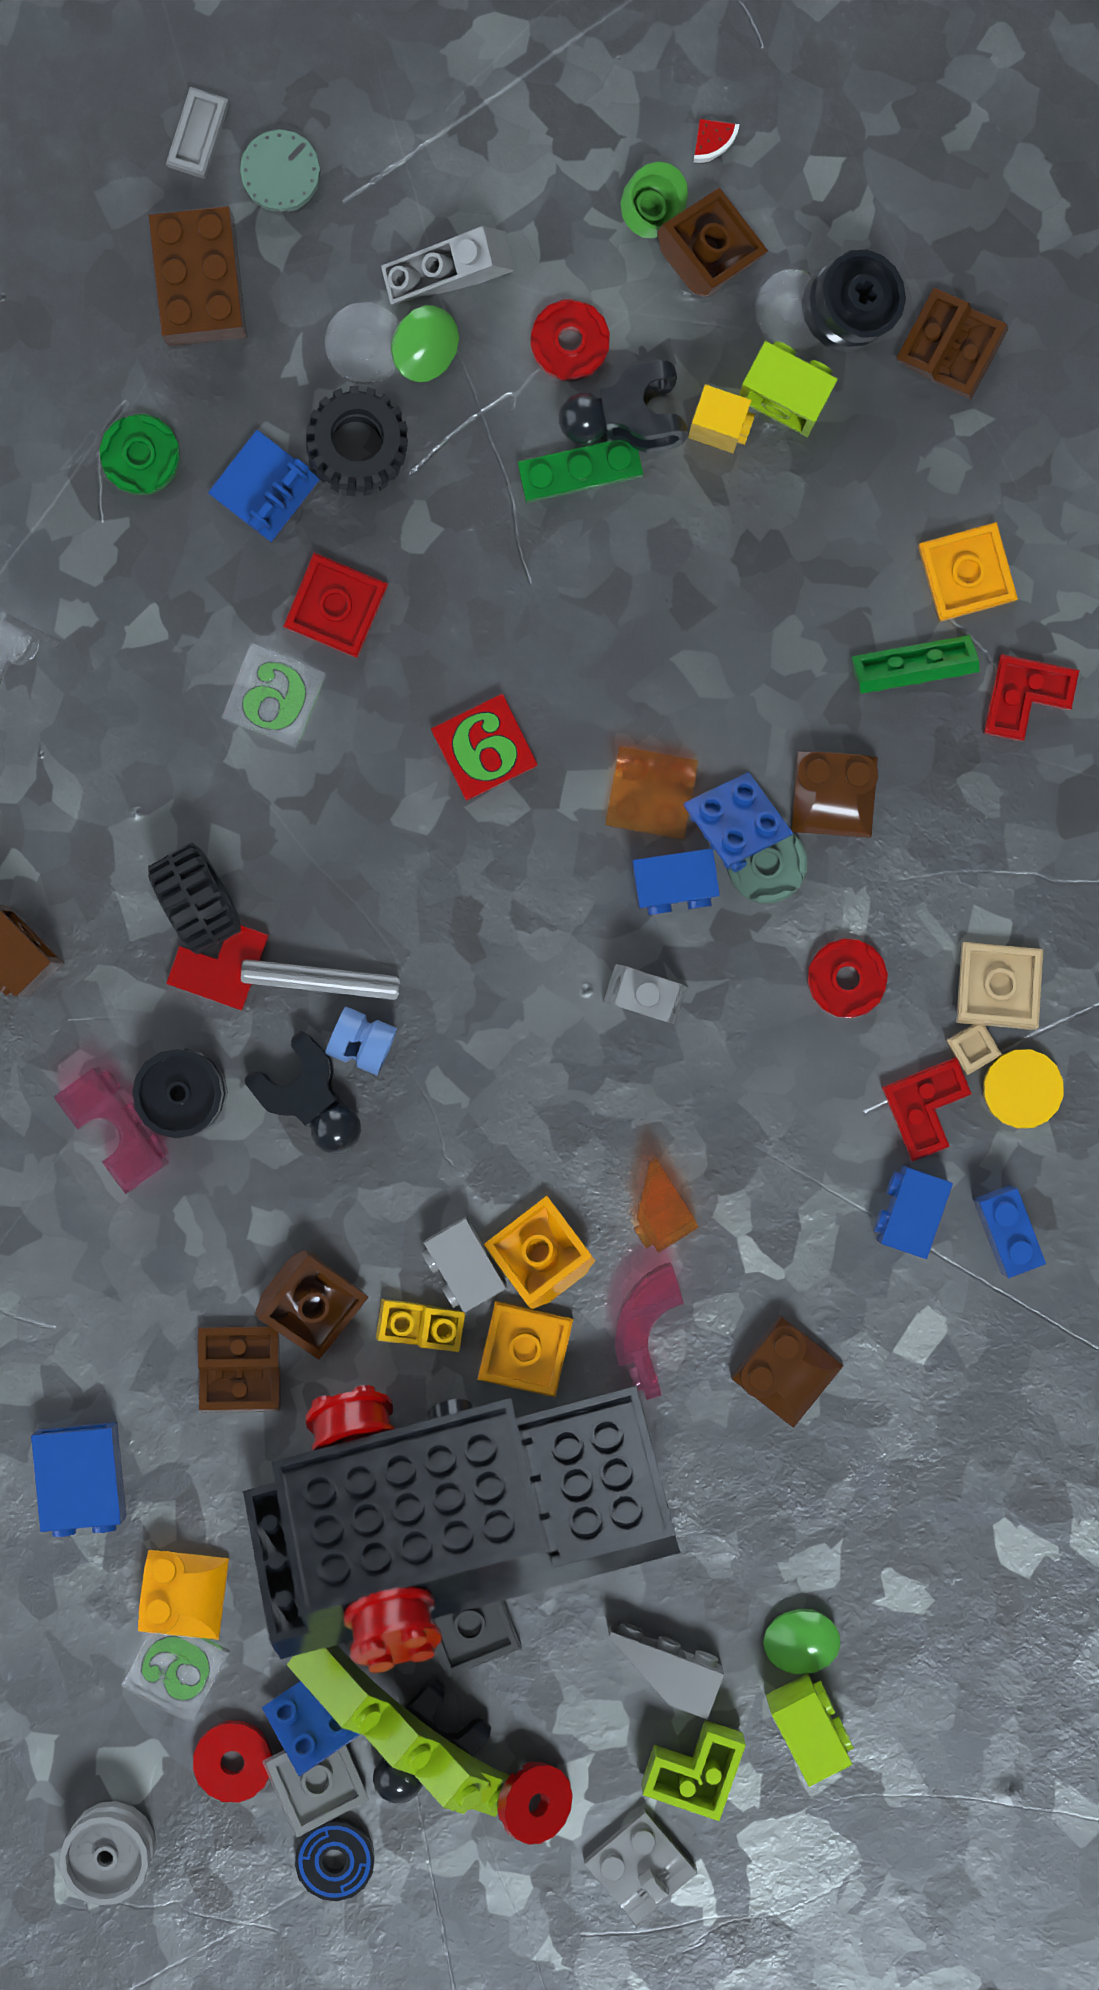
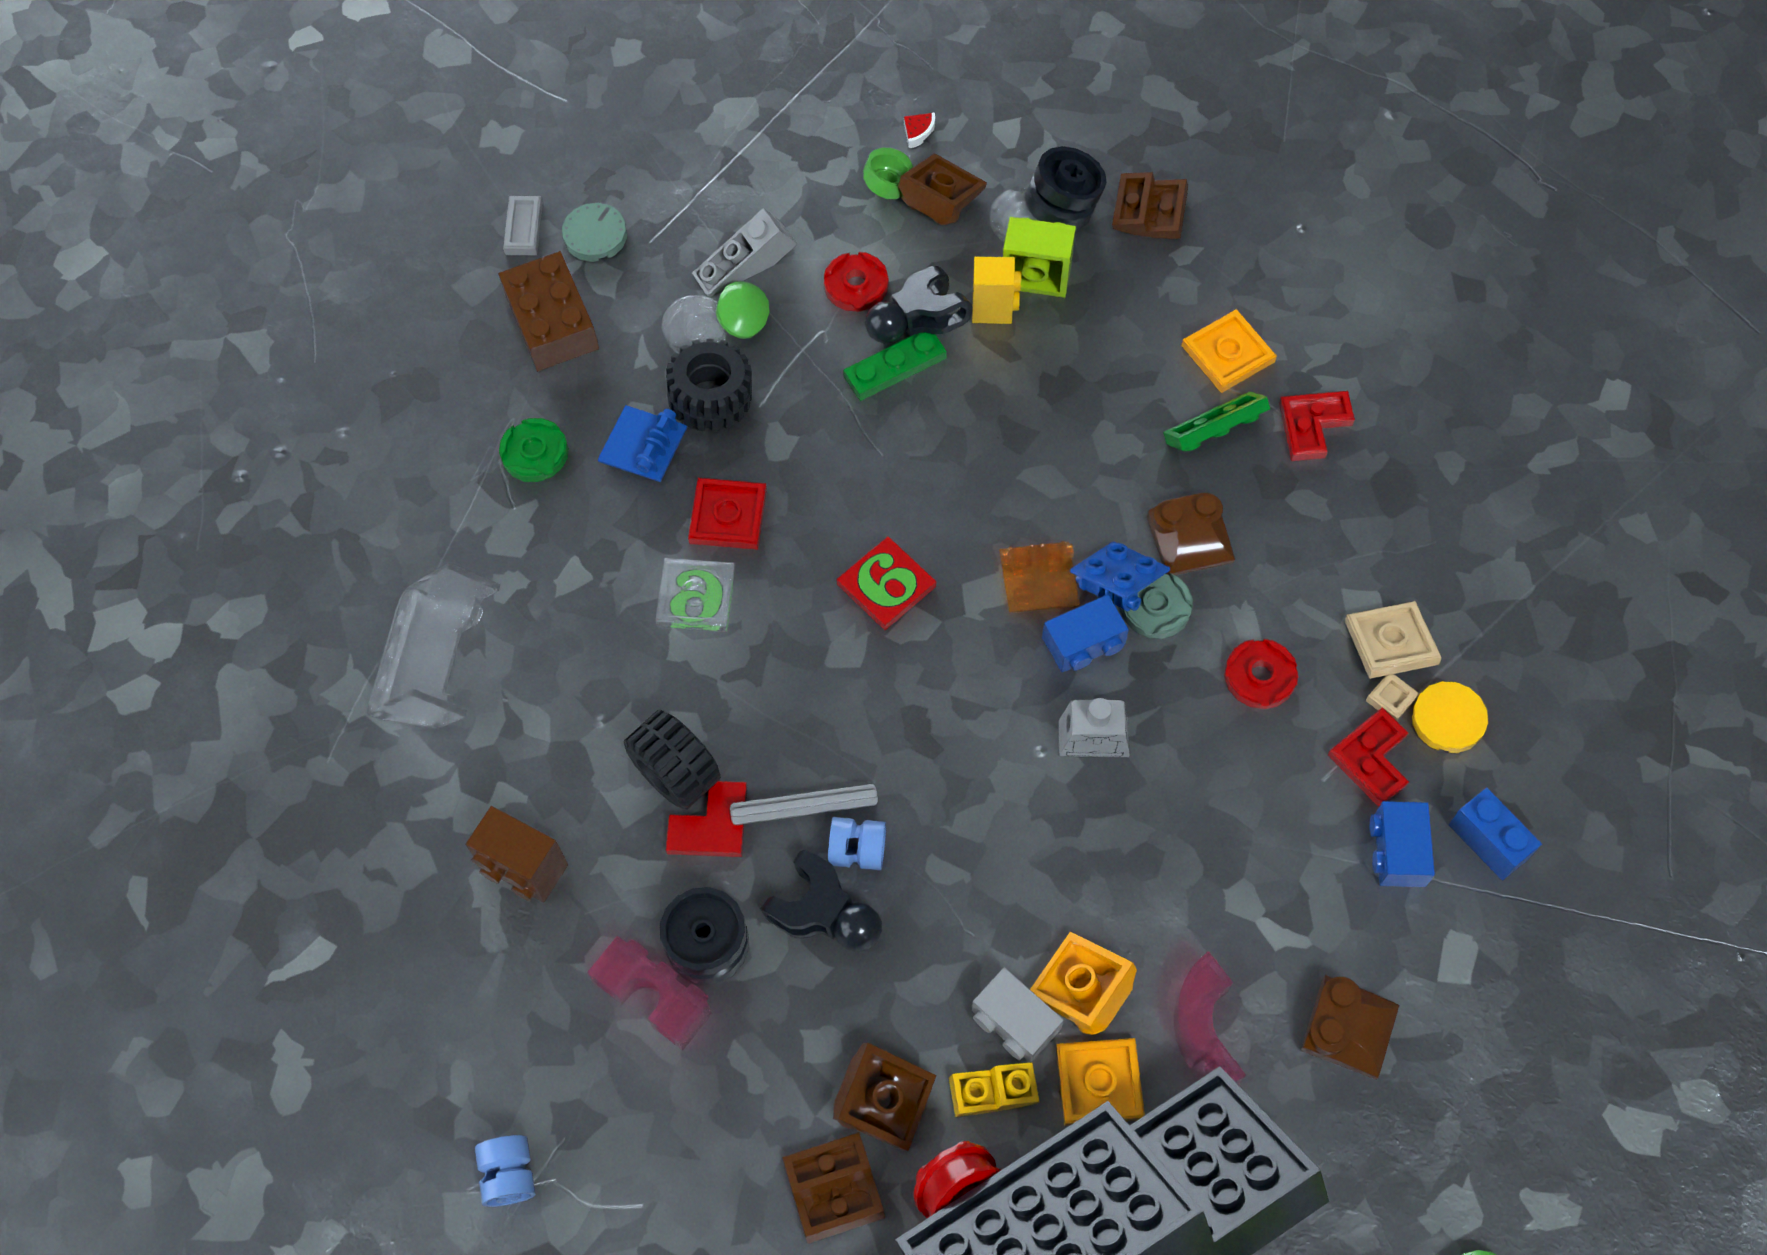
camera: 15 degrees left, 25 degrees down
(661, 1210) = (1179, 910): clear orange slope -> none

